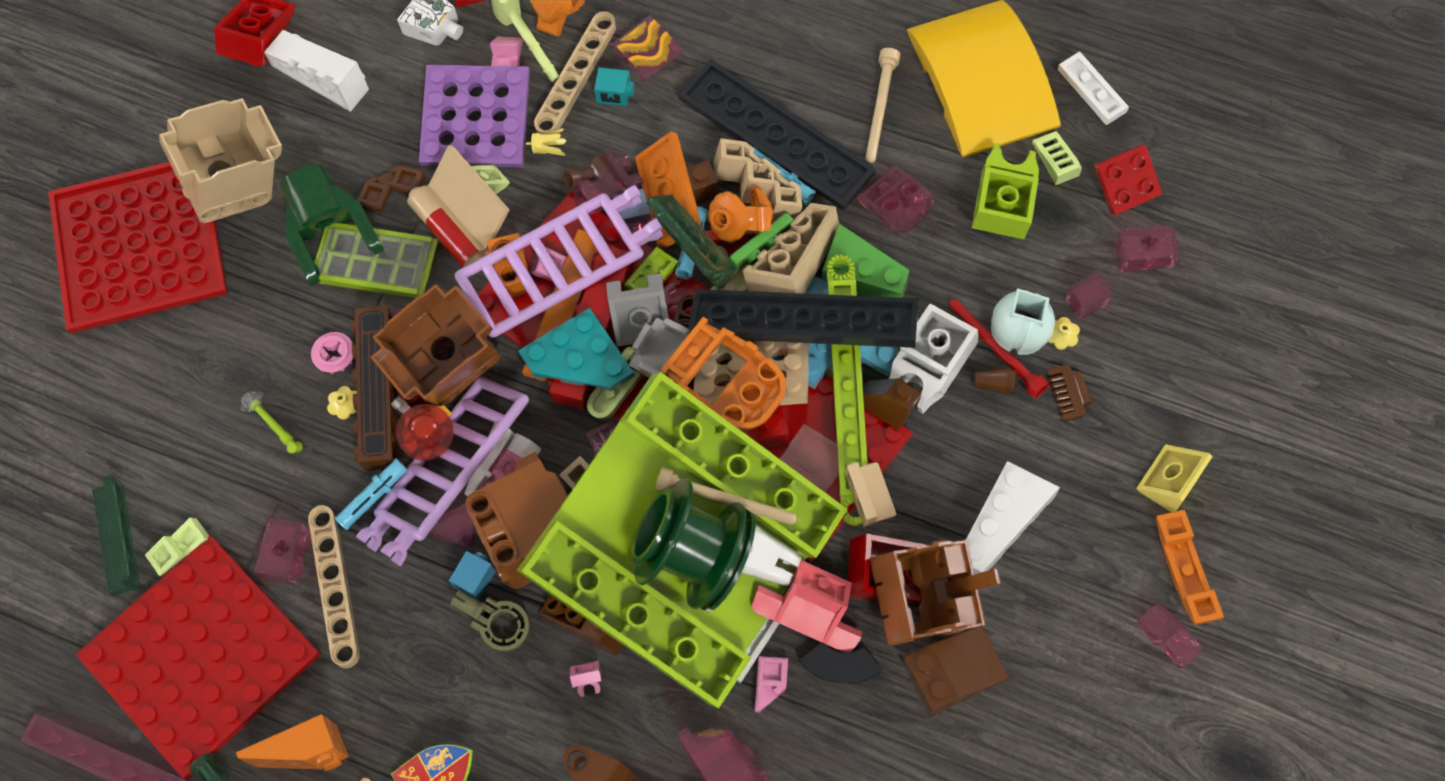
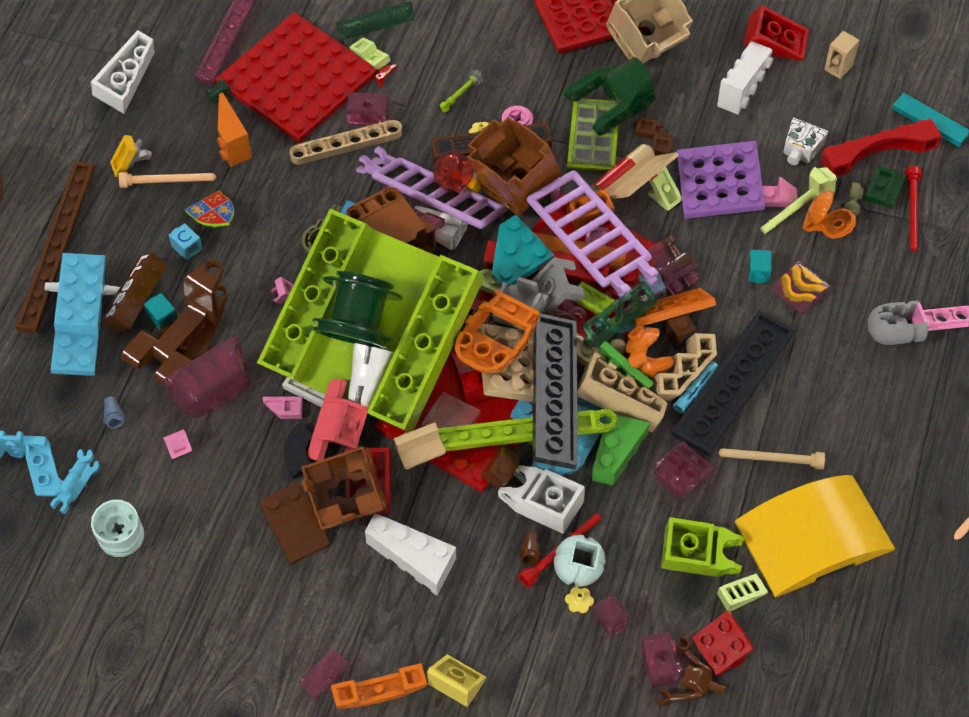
camera: 80 degrees right, 10 degrees down
(216, 527) = (386, 71): none -> red piece
(371, 493) = (395, 143): medium azure pin -> none
(542, 142) = (703, 223): light yellow piece -> none
(570, 72) = (770, 239): tan beam -> none
(668, 479) = (409, 298): tan piece -> none
(1076, 392) = (530, 607): reddish brown piece -> none
(1093, 88) = (813, 619): white plate -> none
(1168, 213) = (696, 678): none -> reddish brown piece

